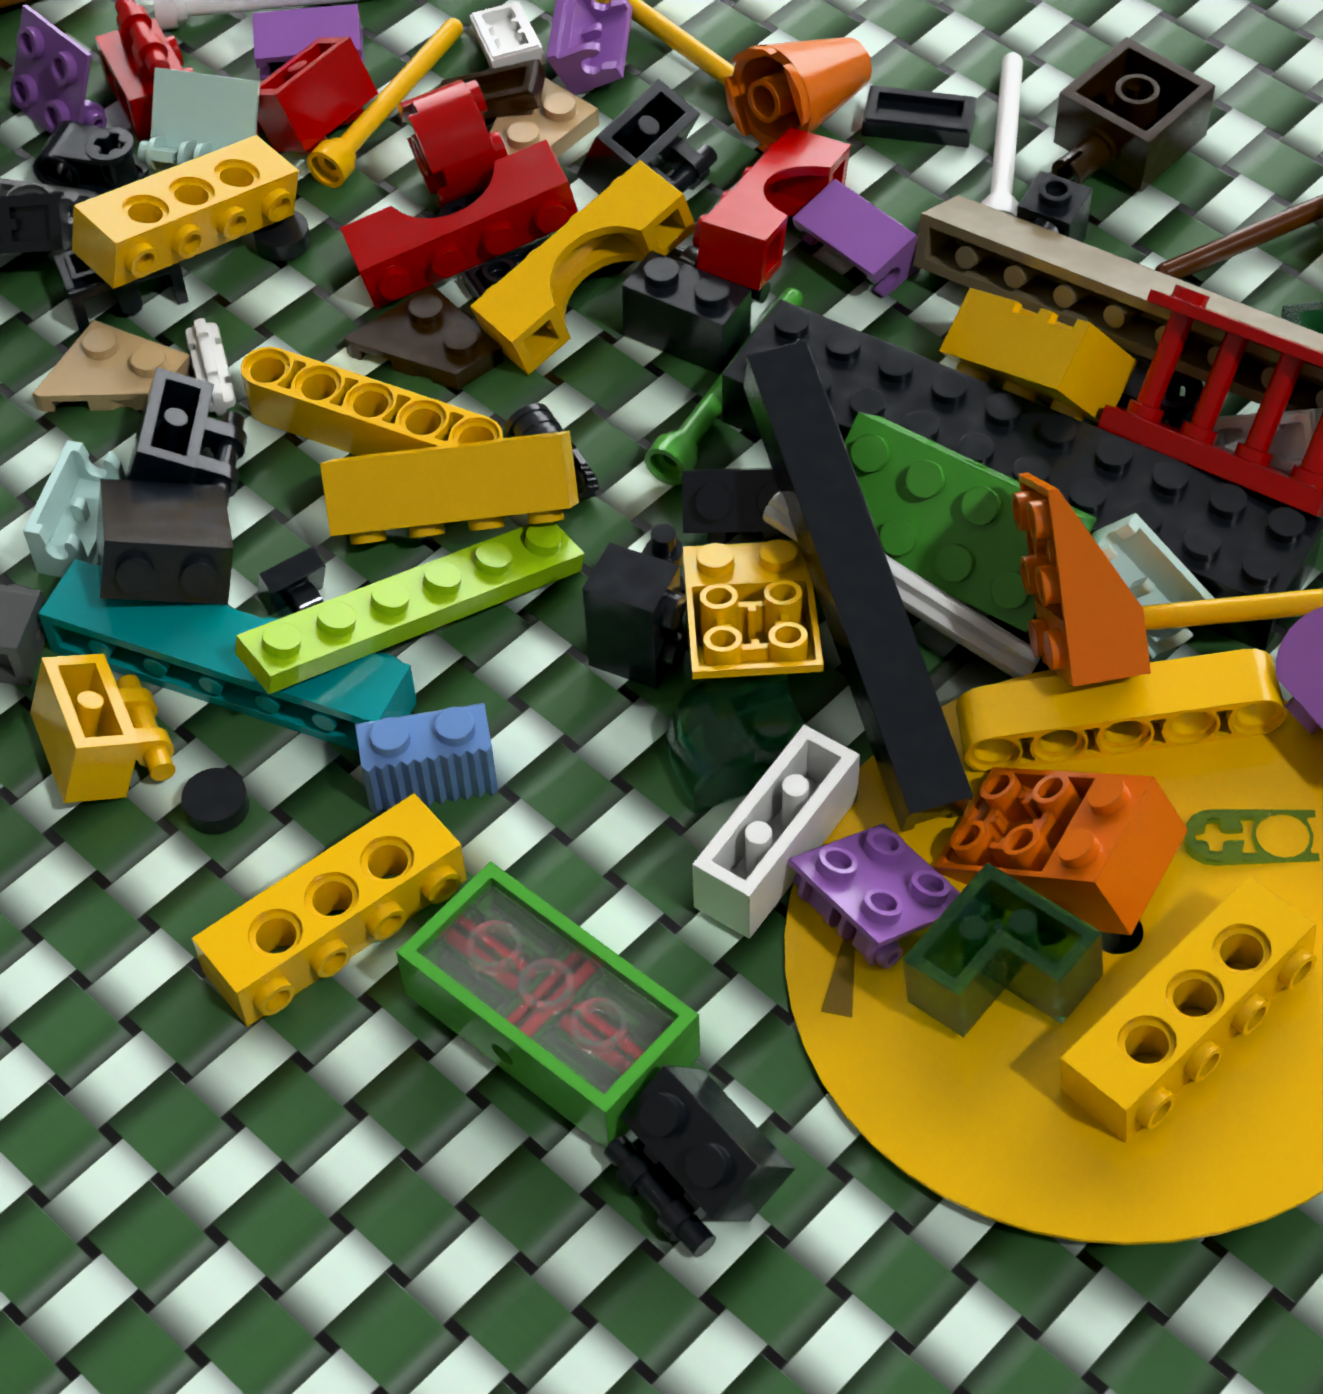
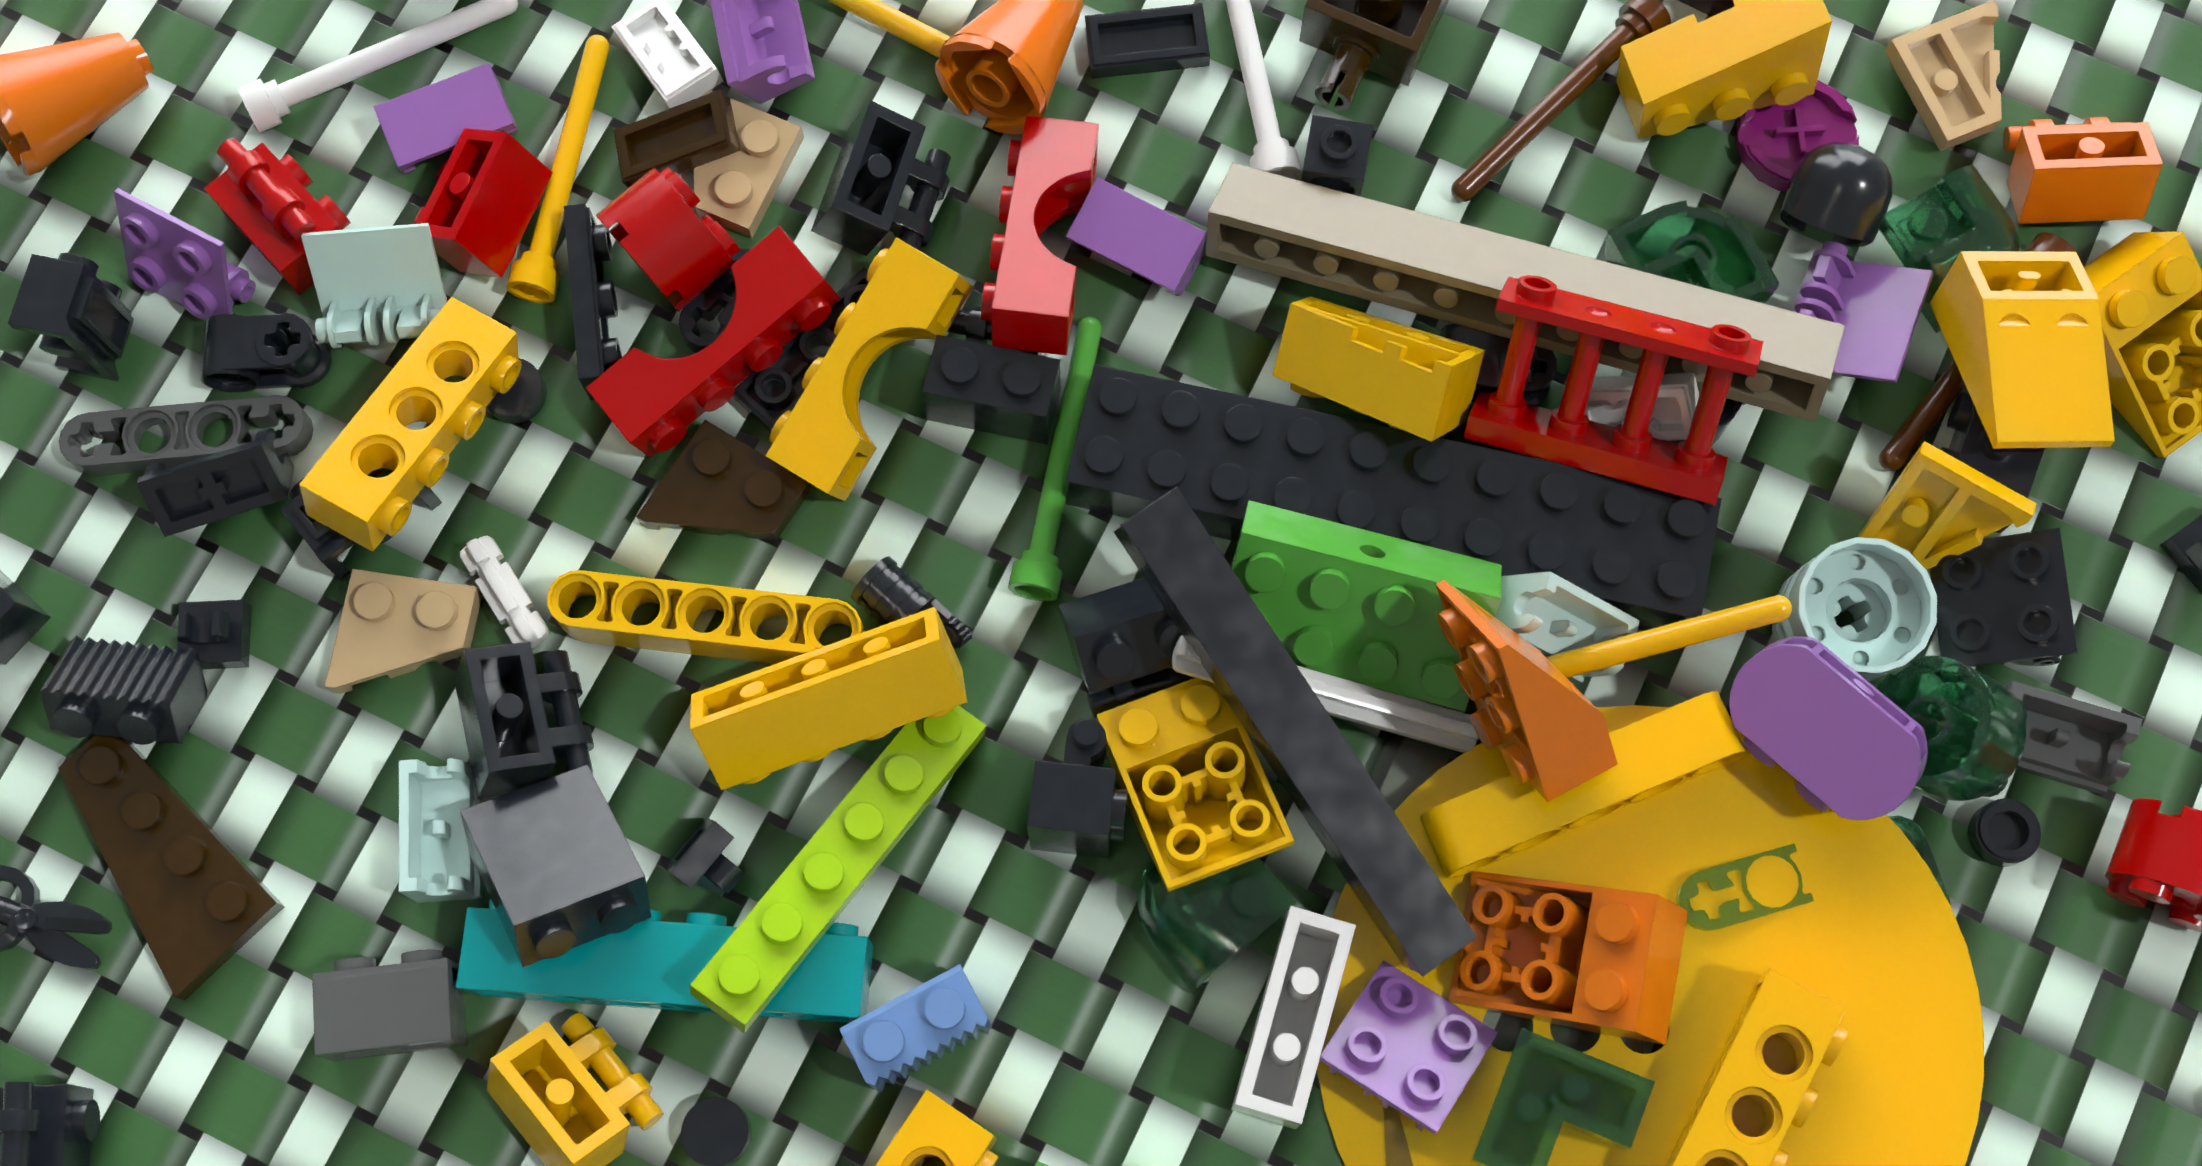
camera: 20 degrees left, 20 degrees up
(374, 171) = (591, 296): none -> black tile

